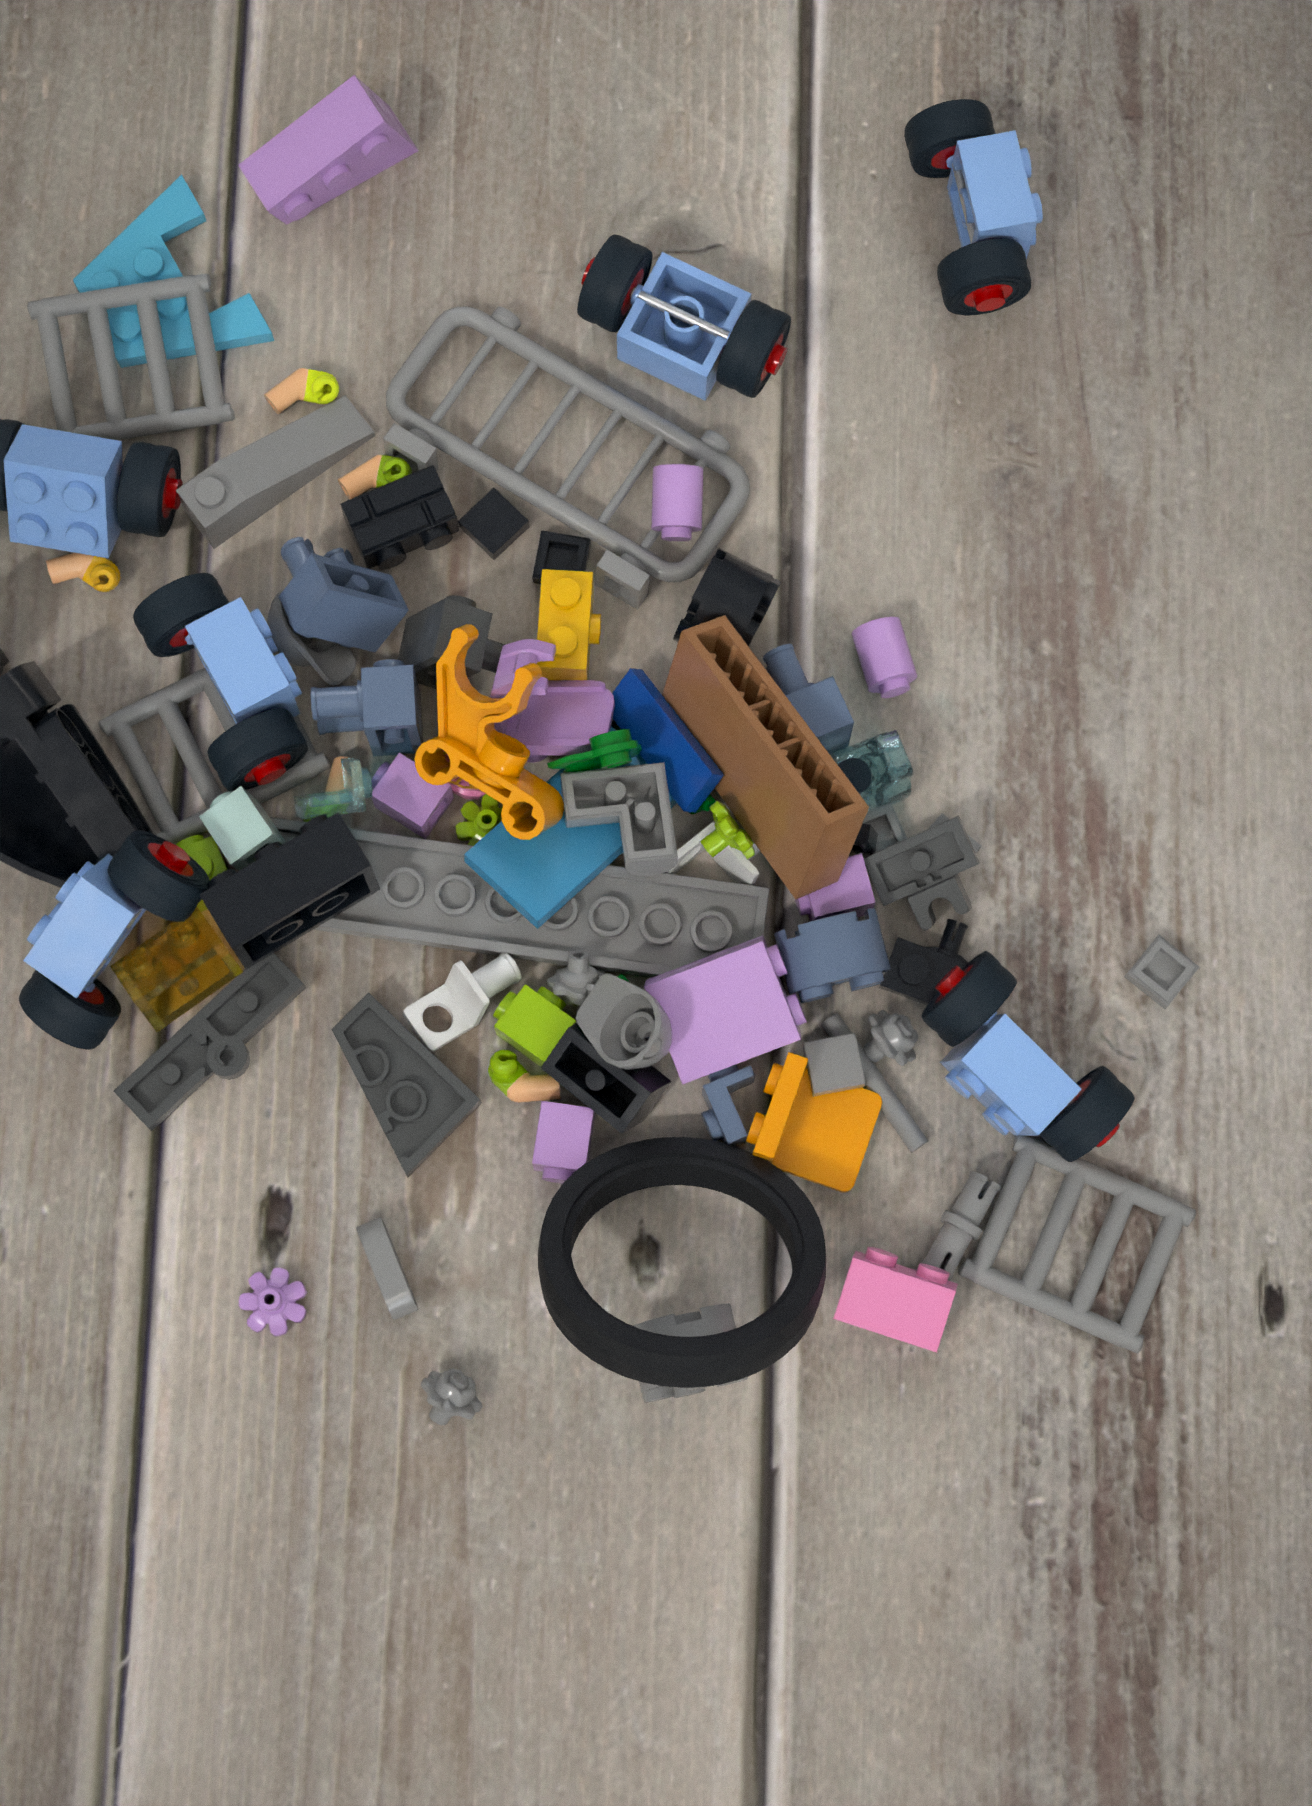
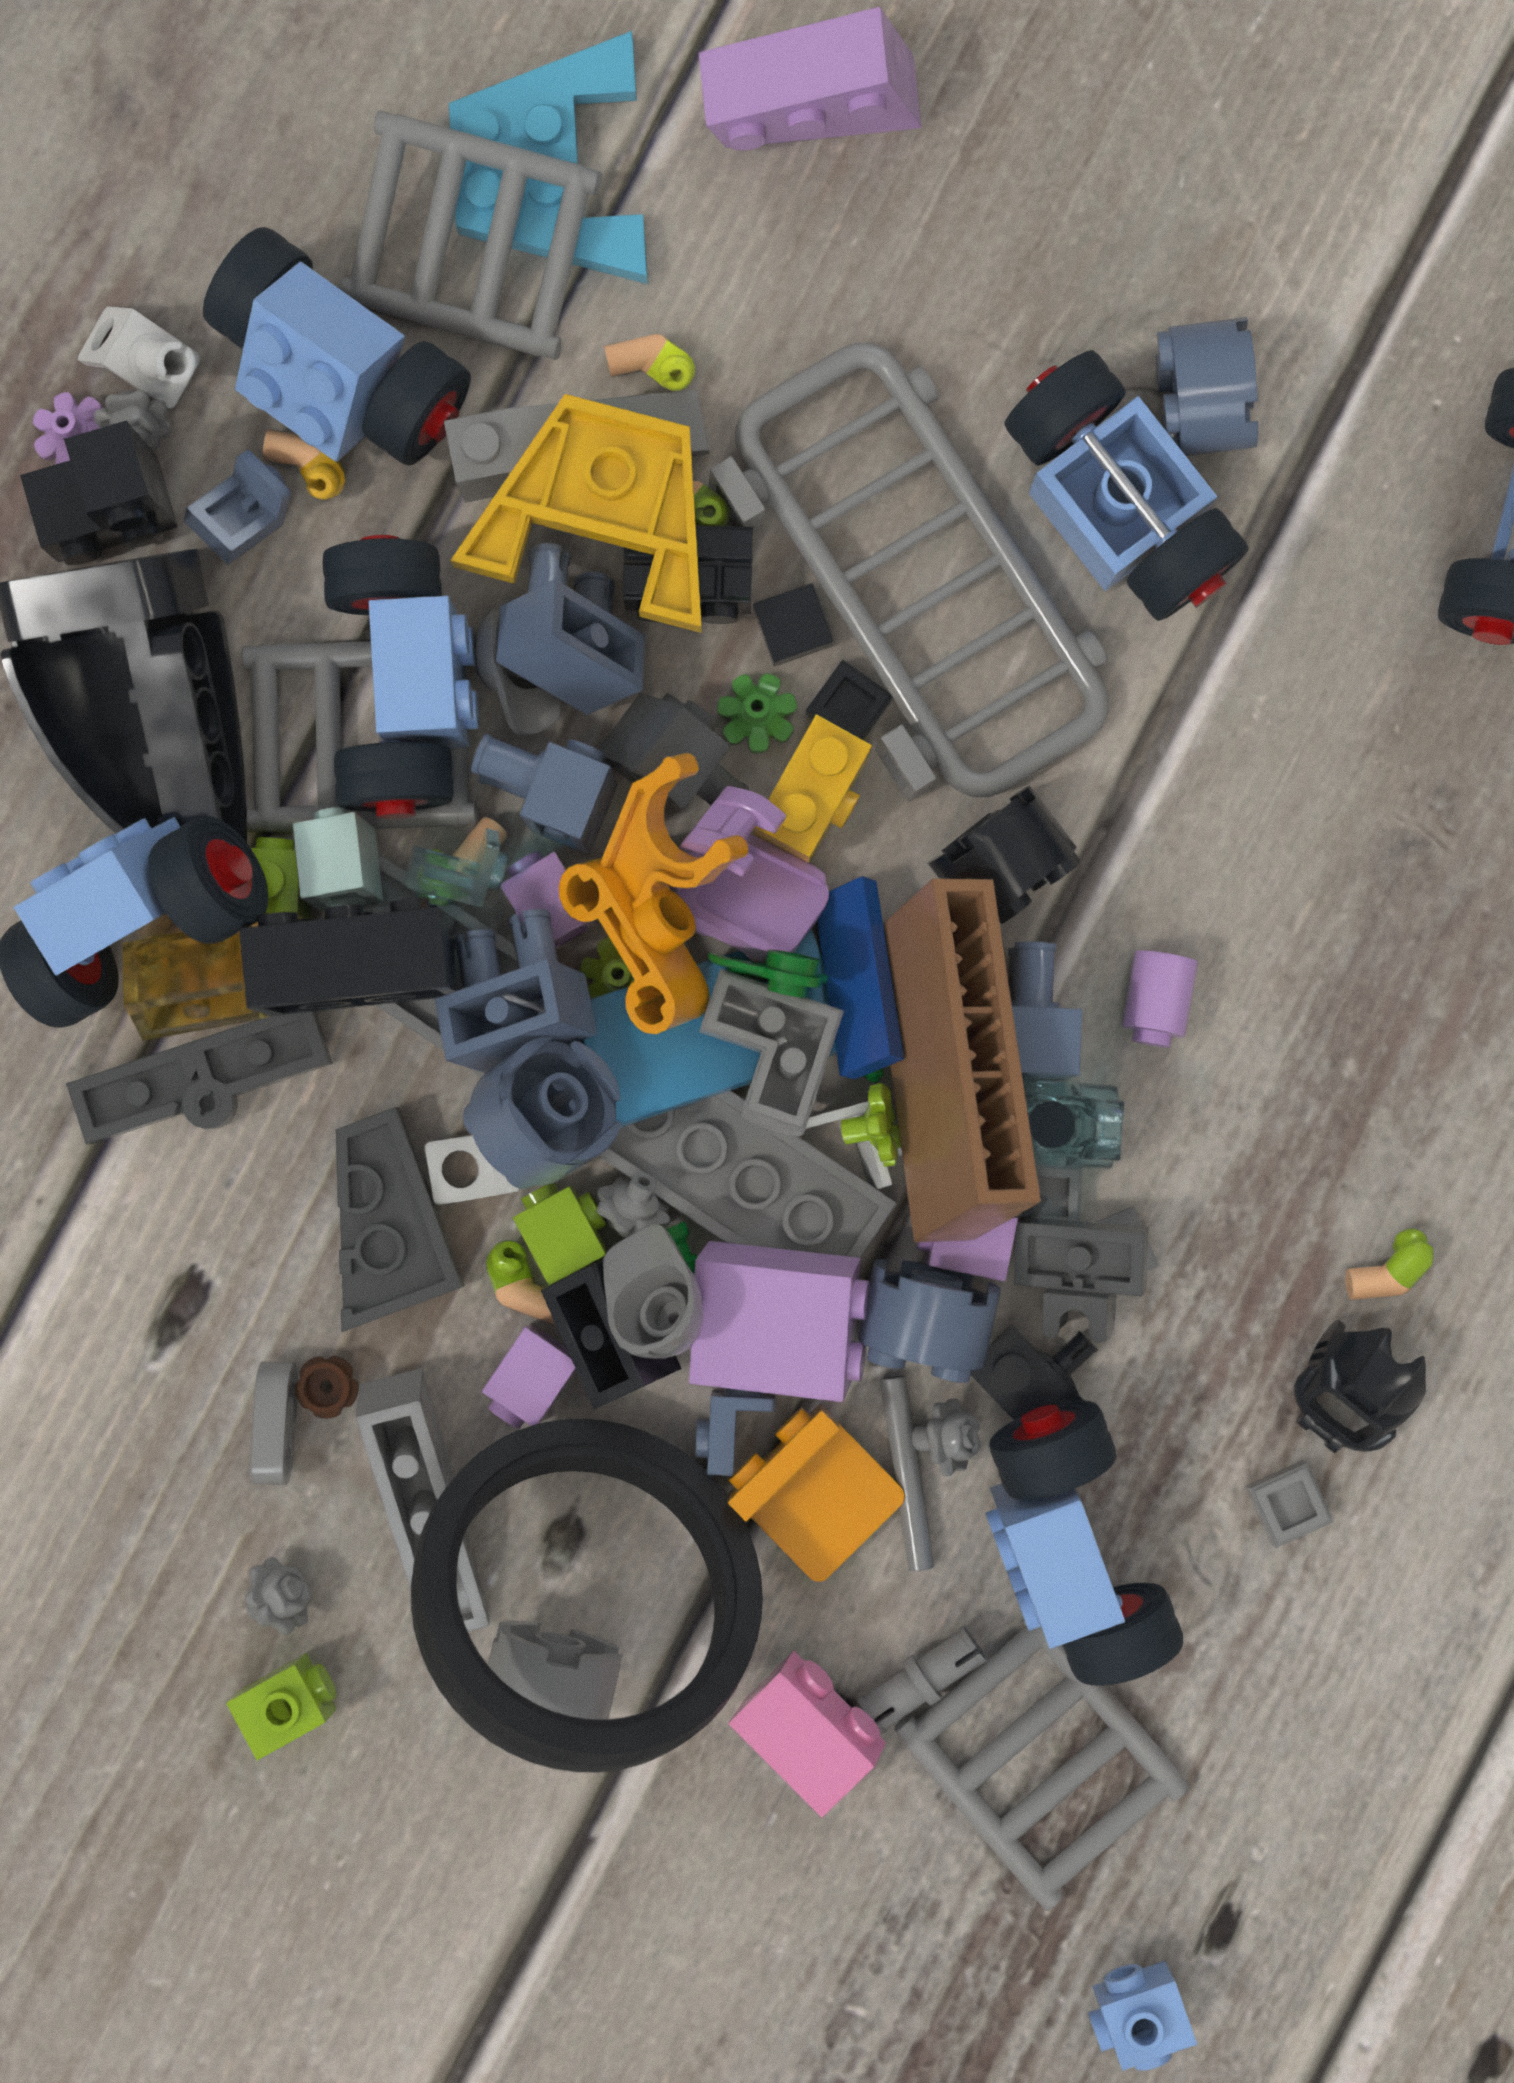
camera: 30 degrees right, 10 degrees up
(52, 622) = (240, 508): none -> sand blue bracket
(281, 1309) = (148, 1395): lavender plant -> none
(316, 476) = (606, 480): none -> yellow wing
(413, 1210) = (309, 1389): none -> reddish brown plate
(428, 872) = (506, 1011): none -> sand blue brick
(481, 930) = (544, 1111): none -> sand blue brick
(494, 1473) = (283, 1705): none -> lime brick
(500, 594) = (757, 725): none -> bright green plant
(511, 1257) = (412, 1472): none -> light grey slope
(677, 501) = (1010, 704): lavender brick -> none
(708, 225) = (1210, 385): none -> sand blue brick
(834, 1064) = (869, 1438): light grey tile -> none
(1154, 772) = (1399, 1274): none -> arm
(1169, 849) = (1366, 1379): none -> black helmet
(1263, 1387) = (1141, 2016): none -> light blue brick

